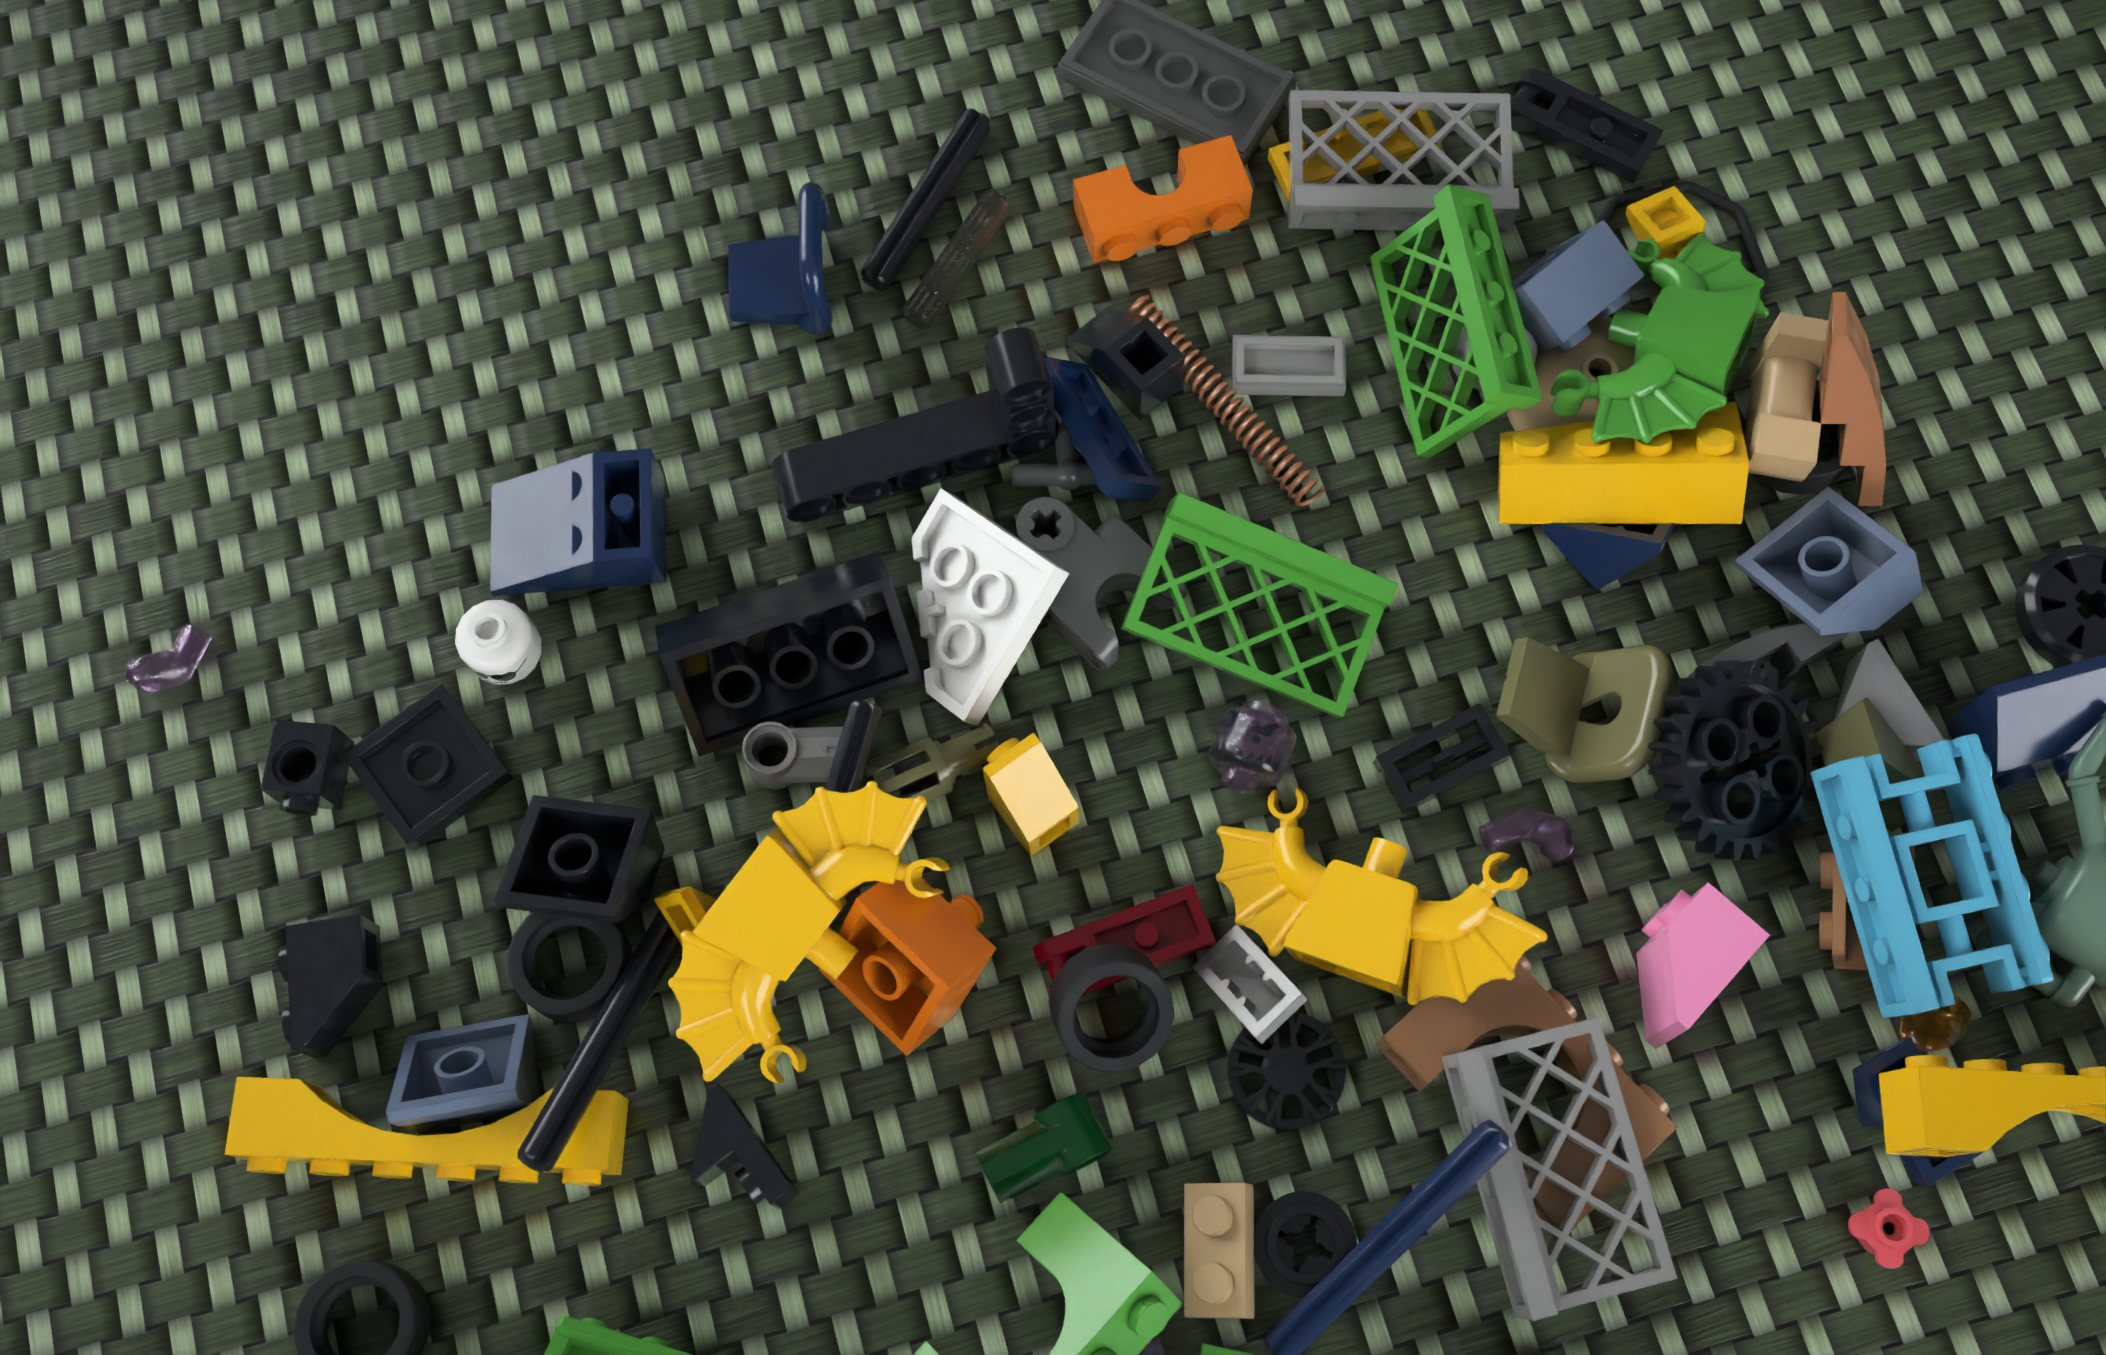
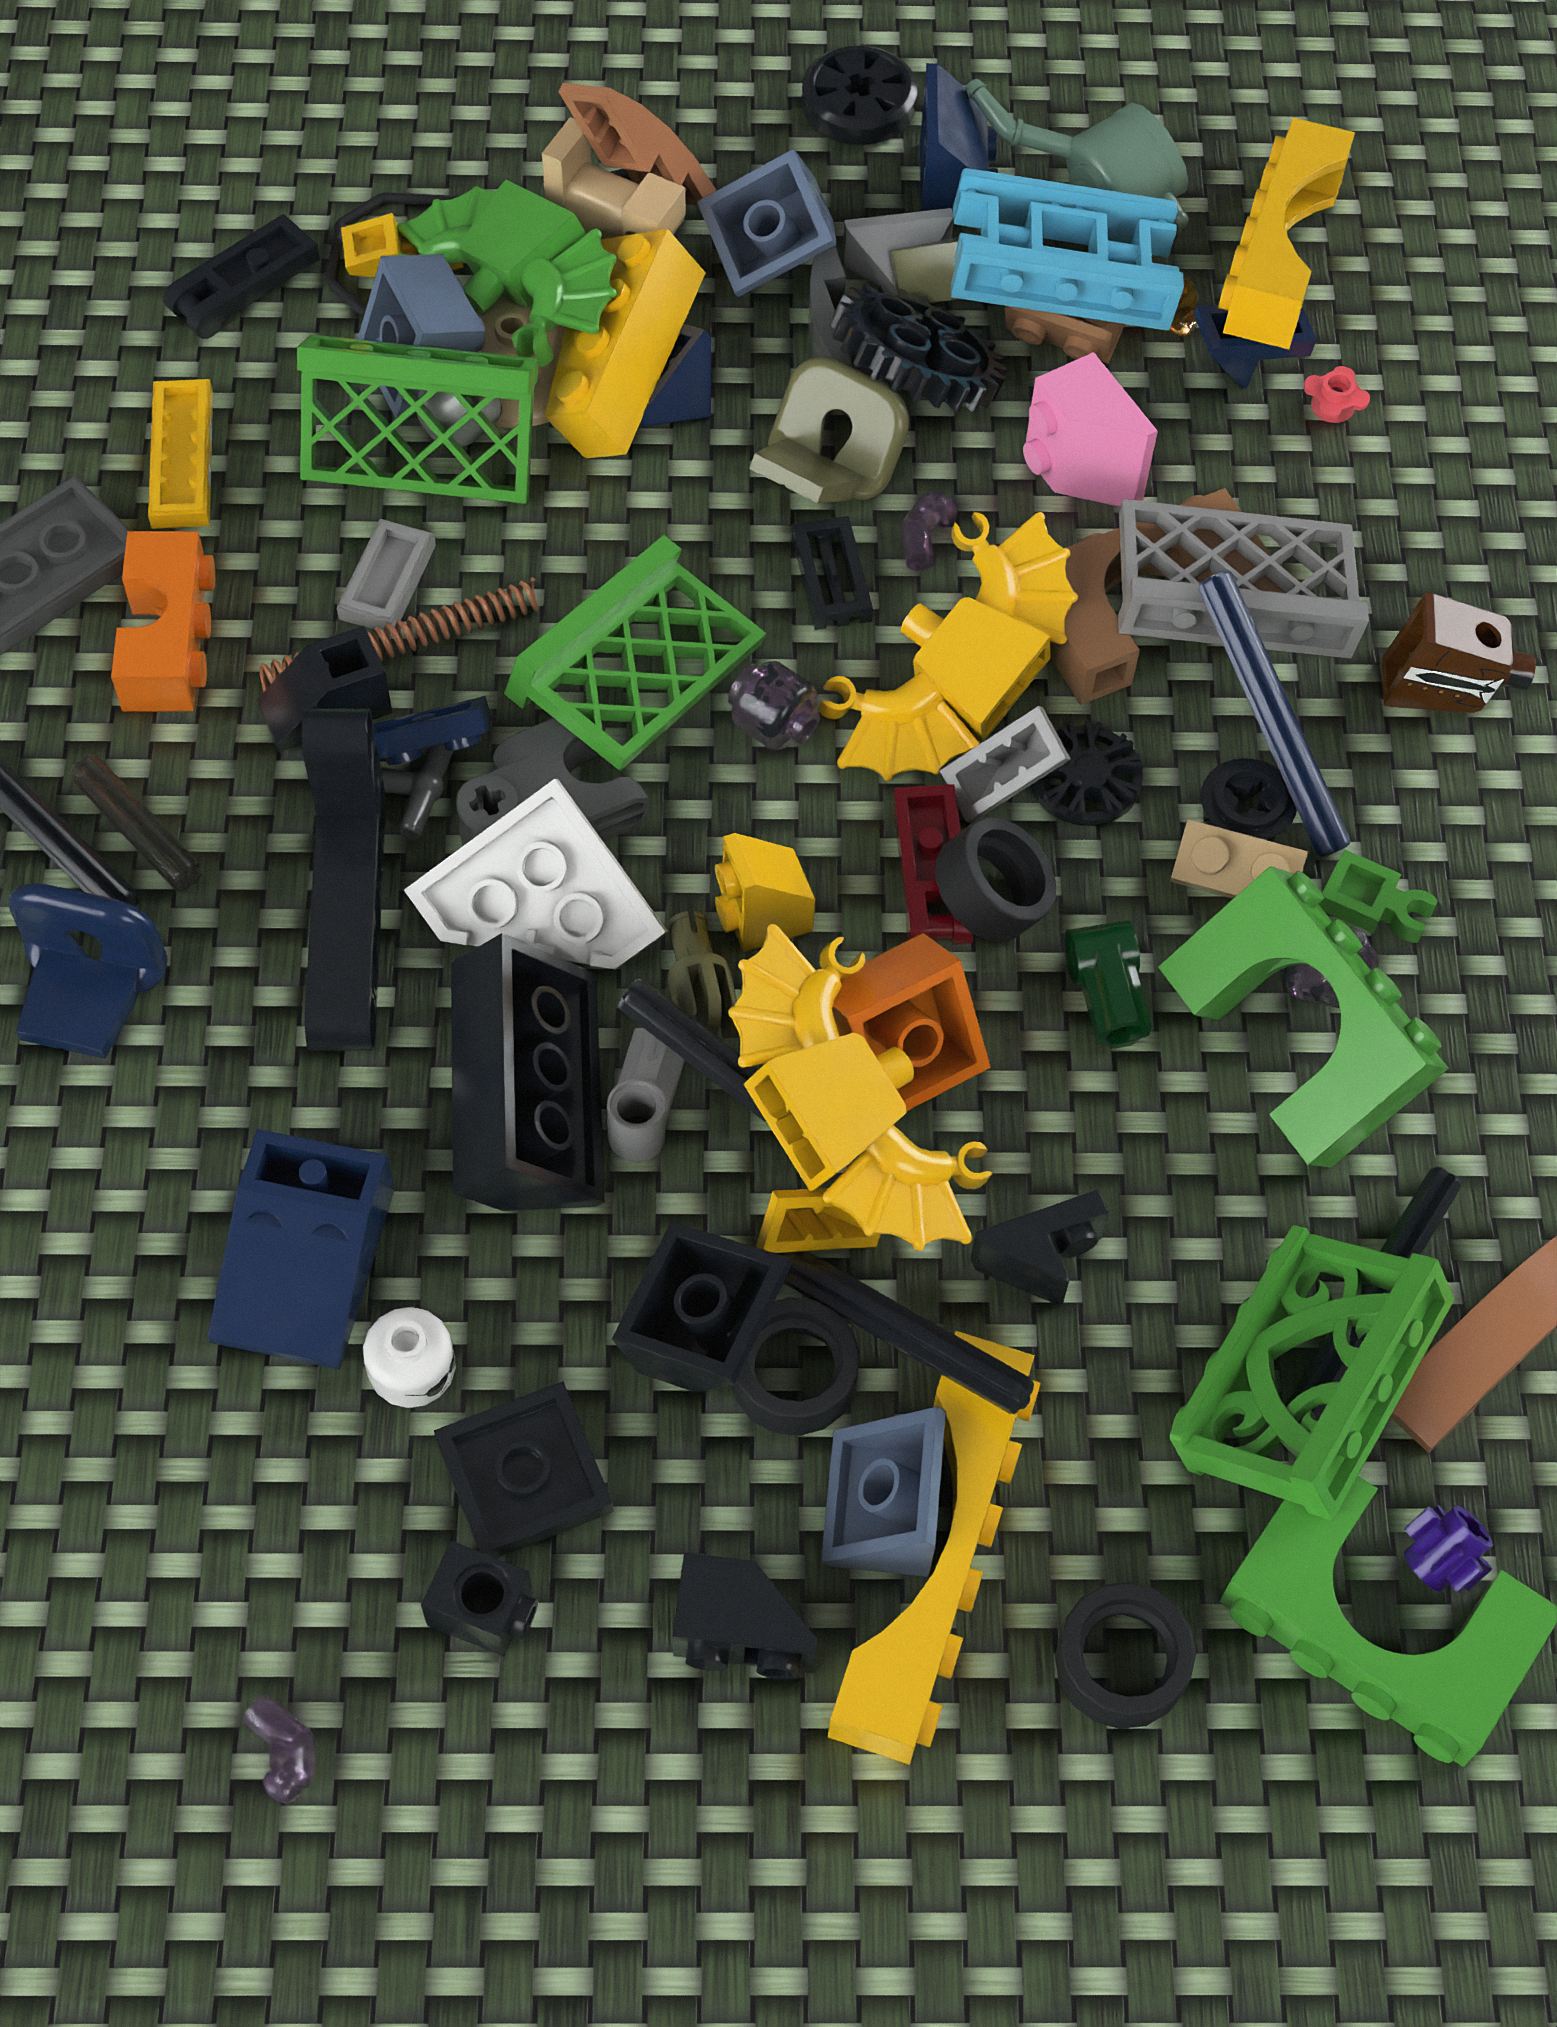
camera: 80 degrees left, 10 degrees down
(1390, 204) = (256, 442): light grey fence -> none

